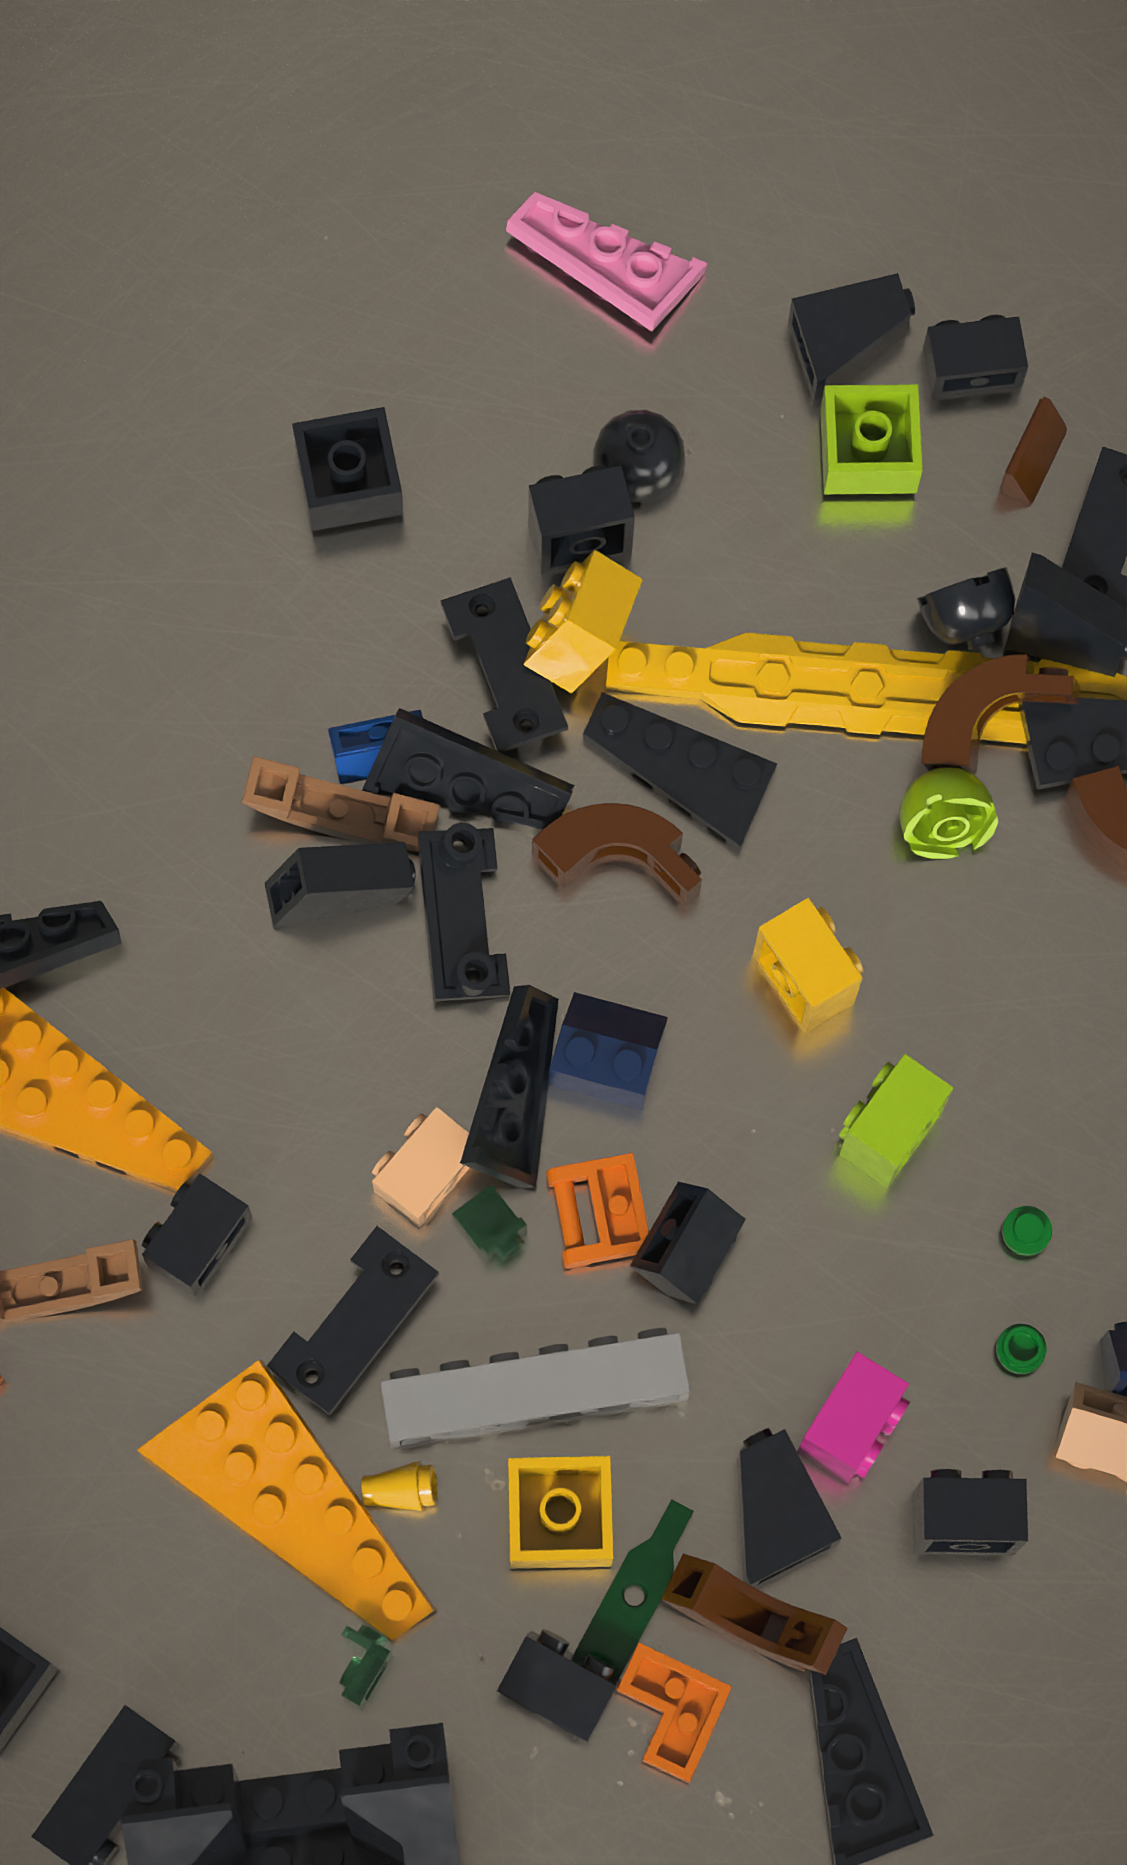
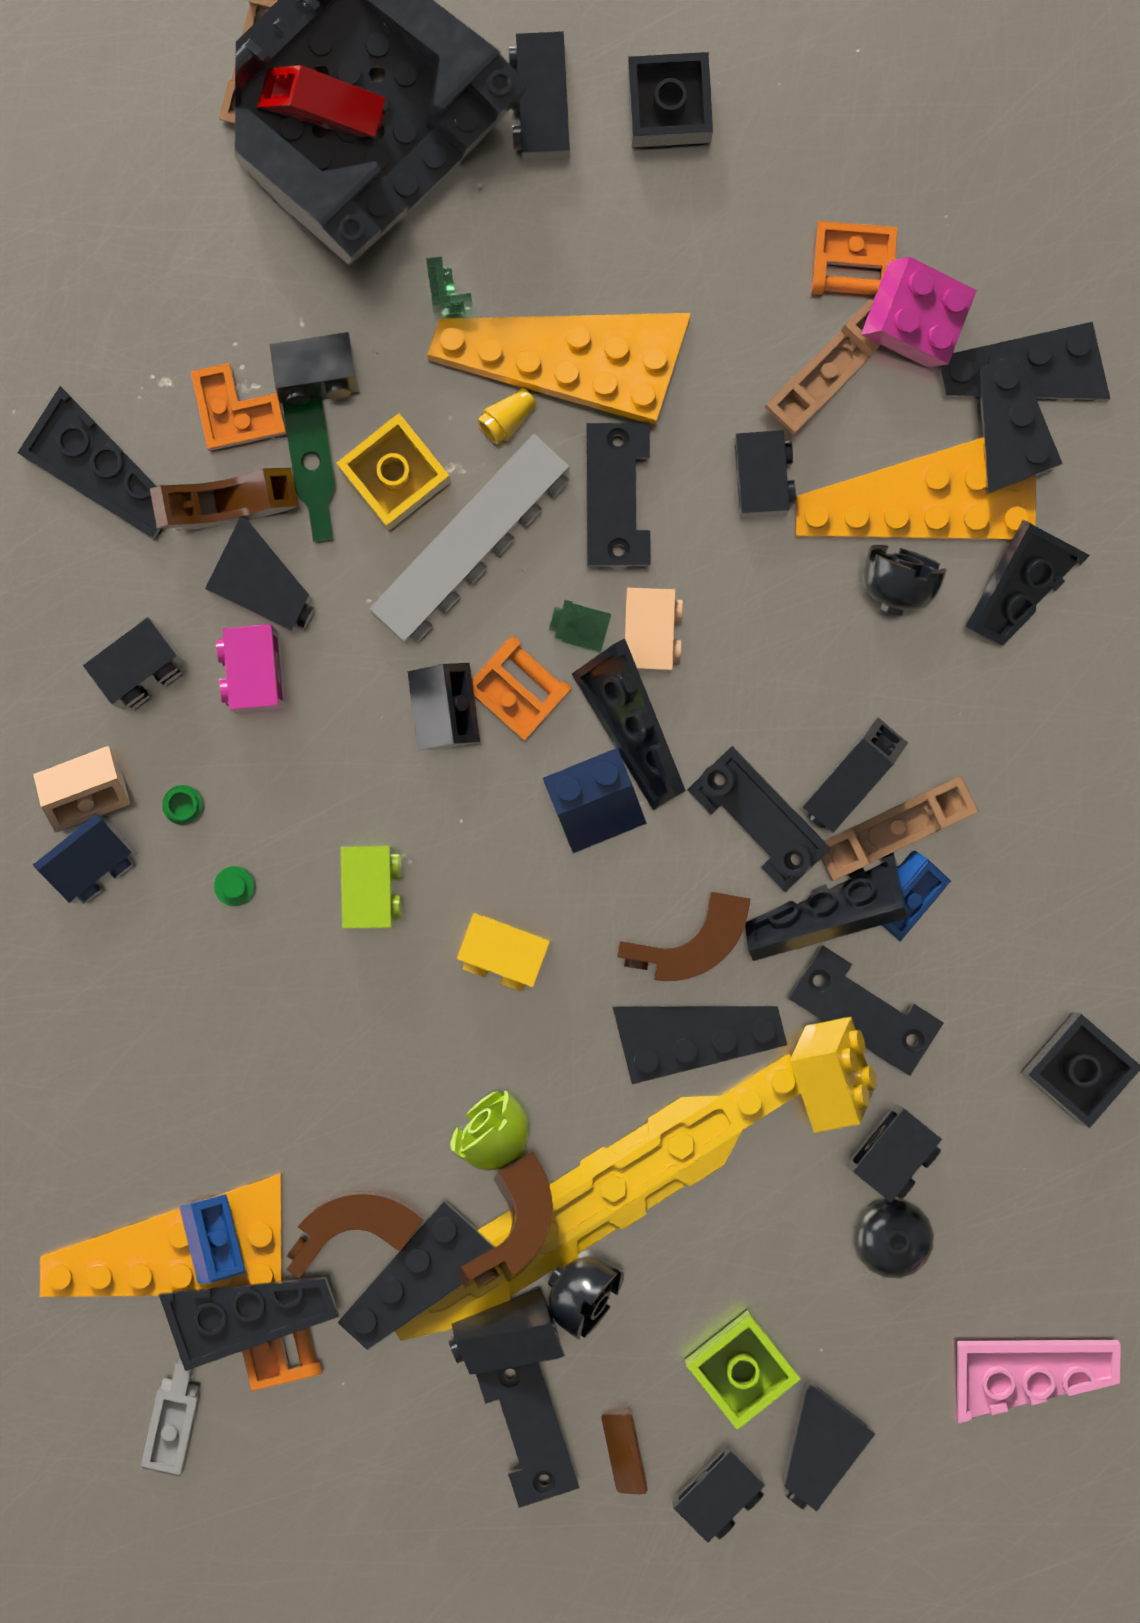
camera: 145 degrees right, 15 degrees up
(144, 1029) = (902, 579): none -> black cylinder

